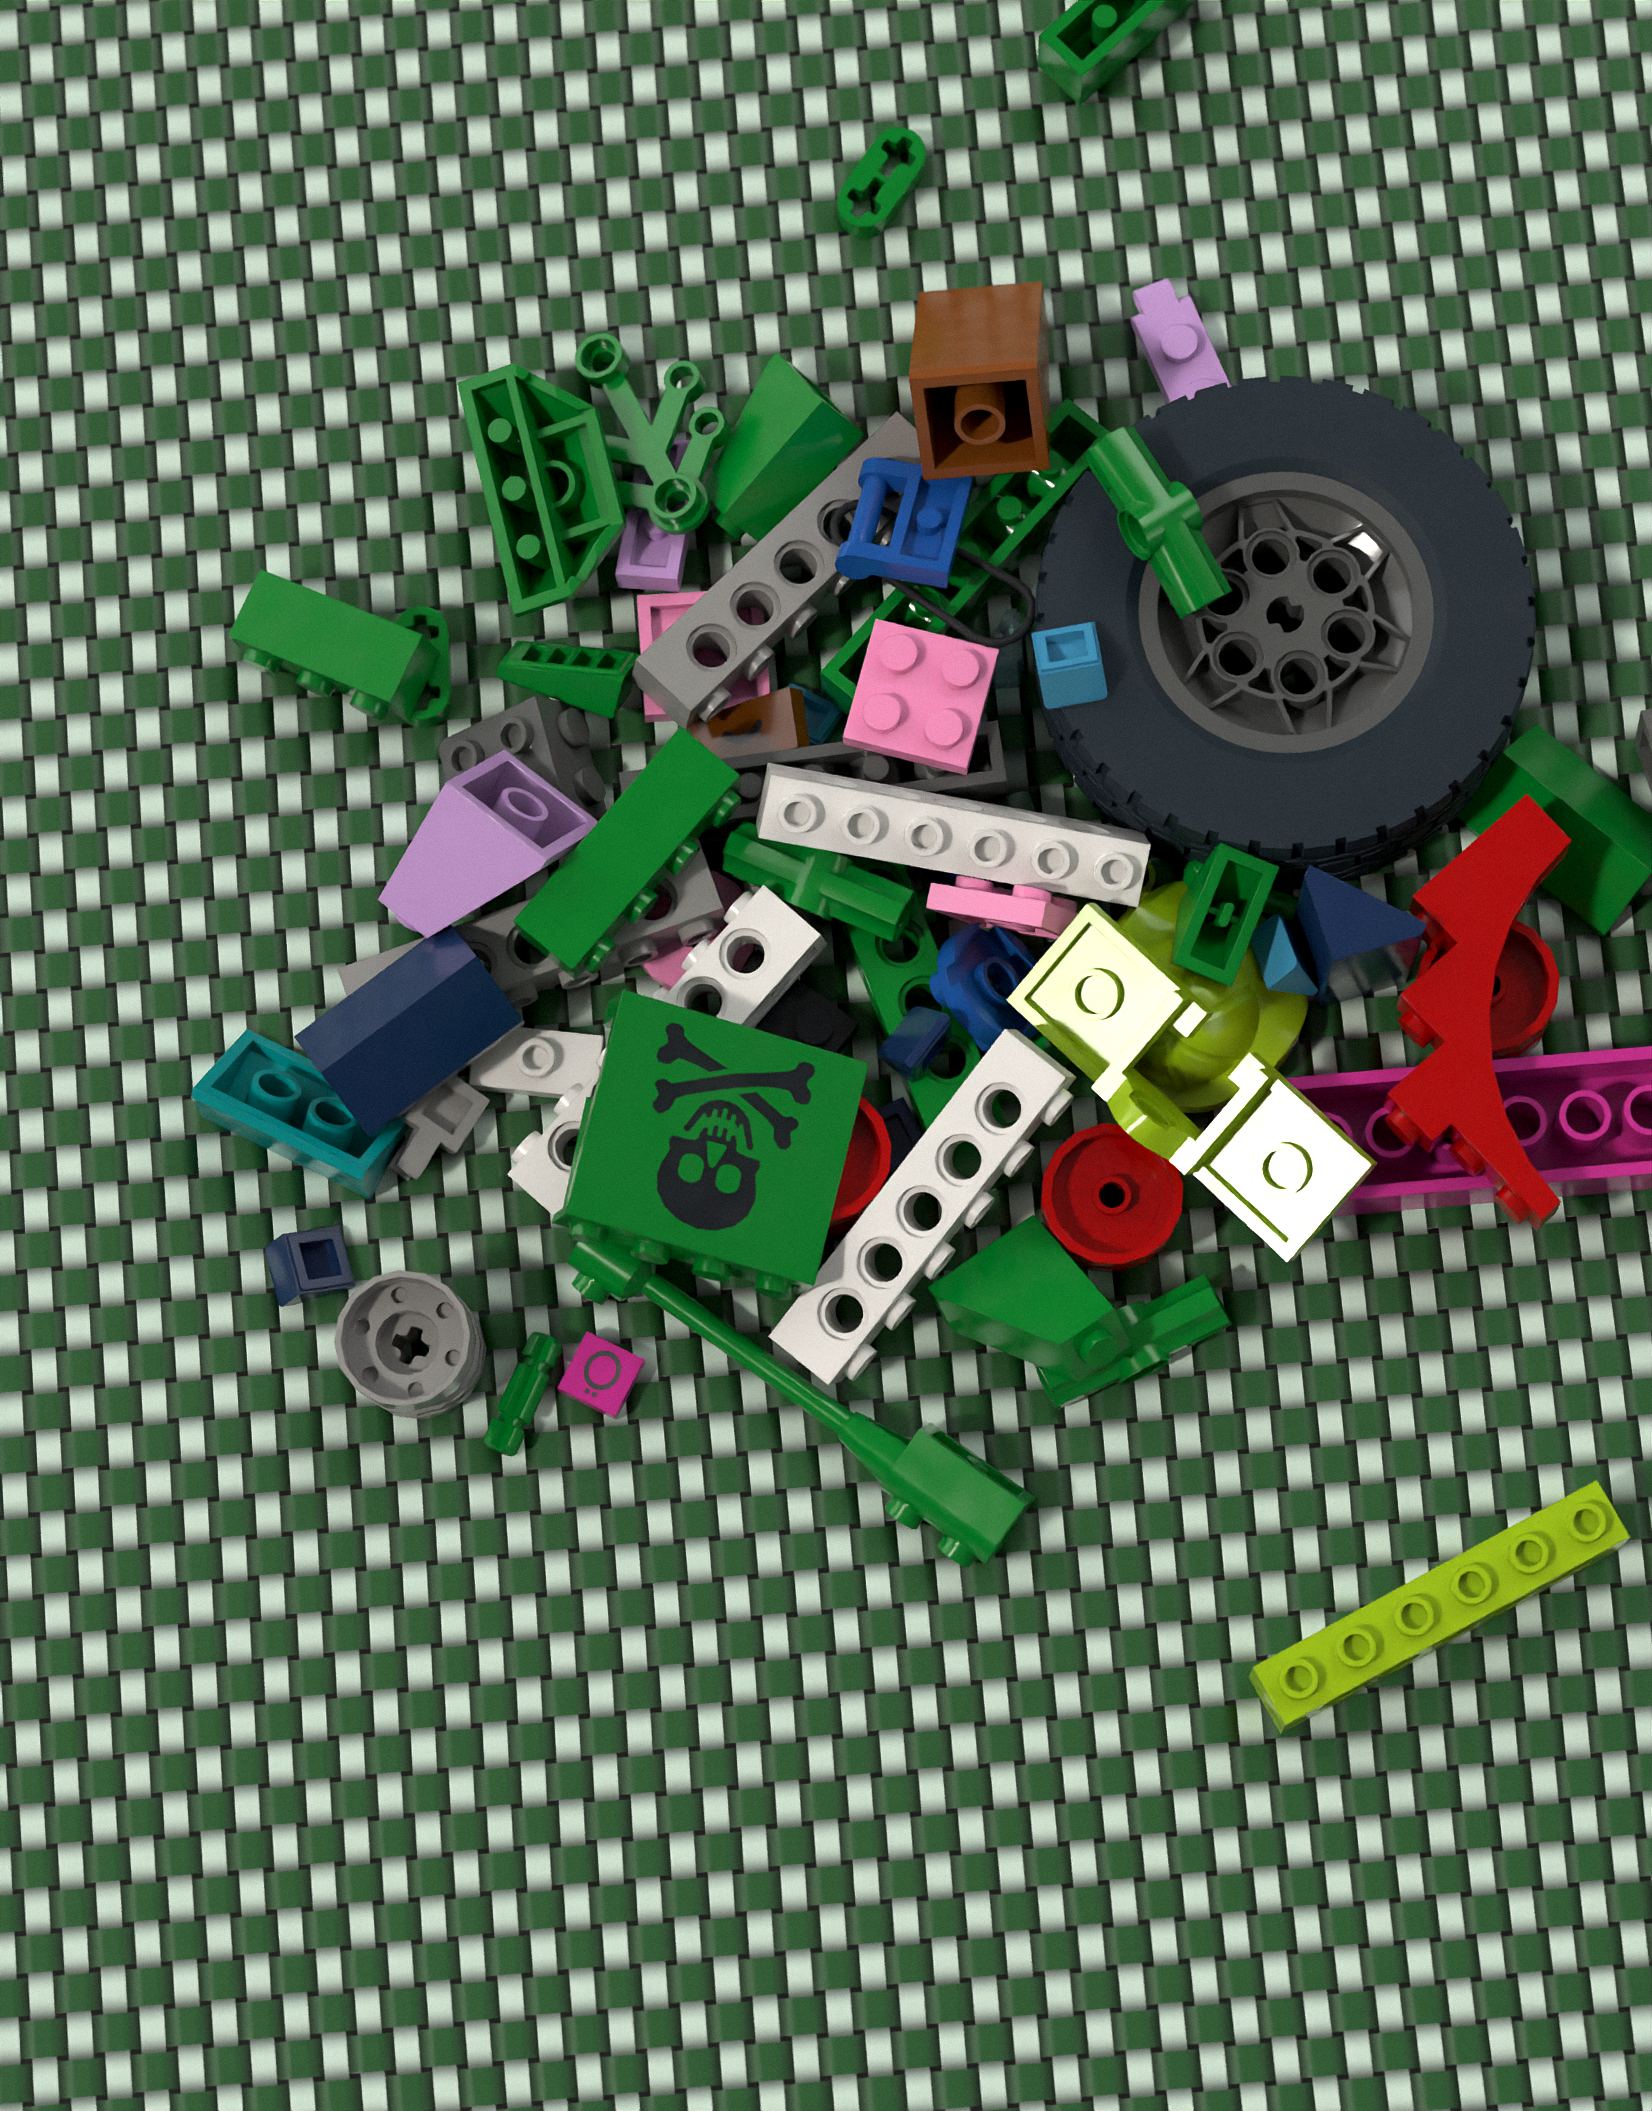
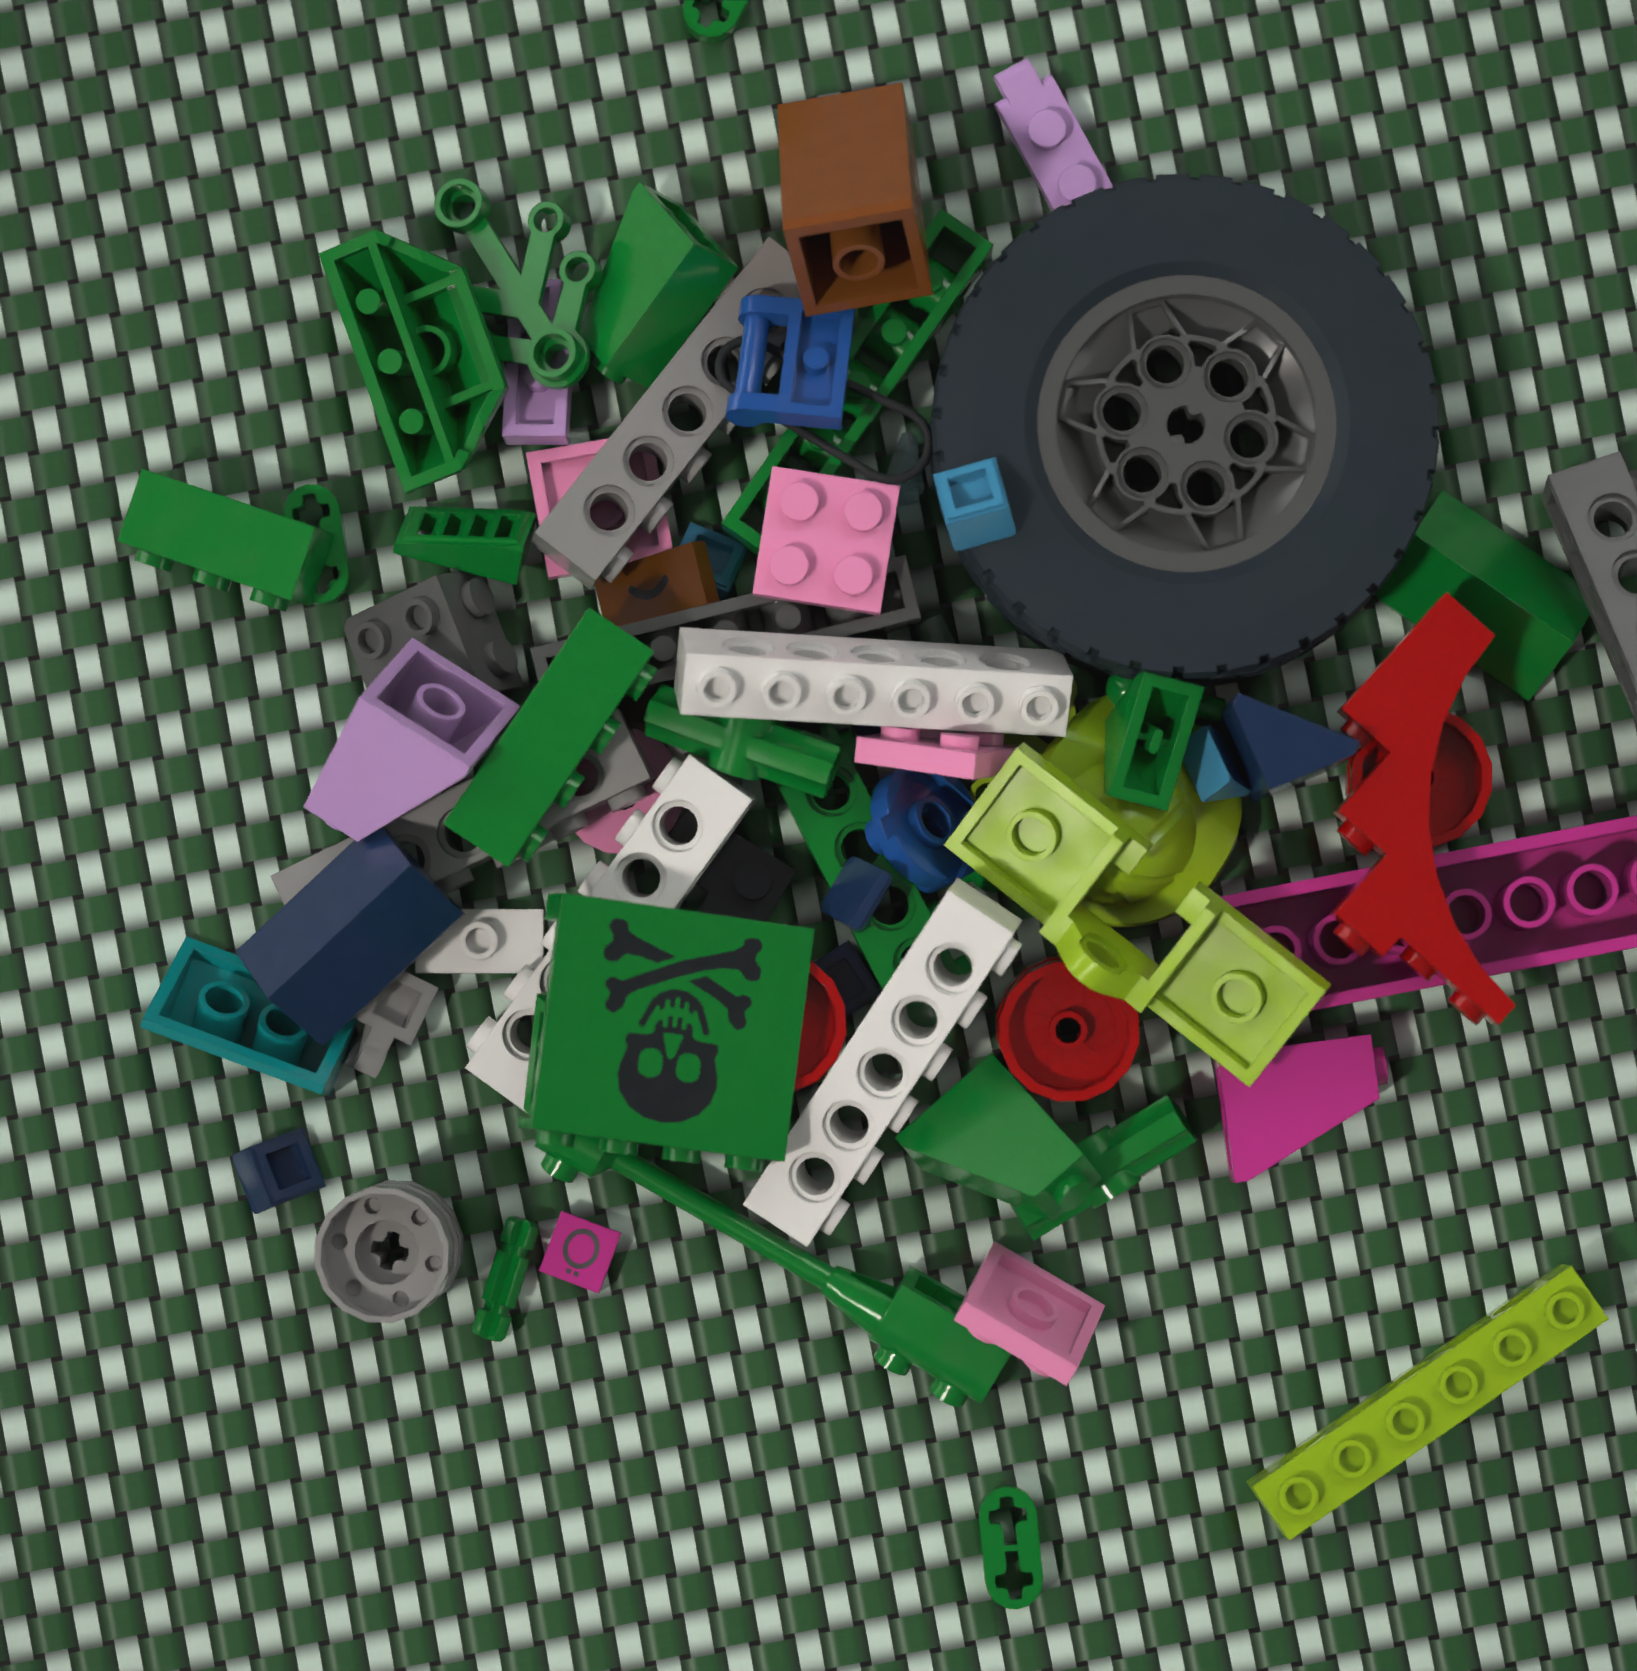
camera: 10 degrees left, 10 degrees up
(1018, 1714) = (1026, 1545): none -> green beam
(1044, 1474) = (1029, 1314): none -> bright pink plate
(1158, 520) = (1050, 348): green piece -> none
(1333, 1293) = (1296, 1100): none -> dark pink slope

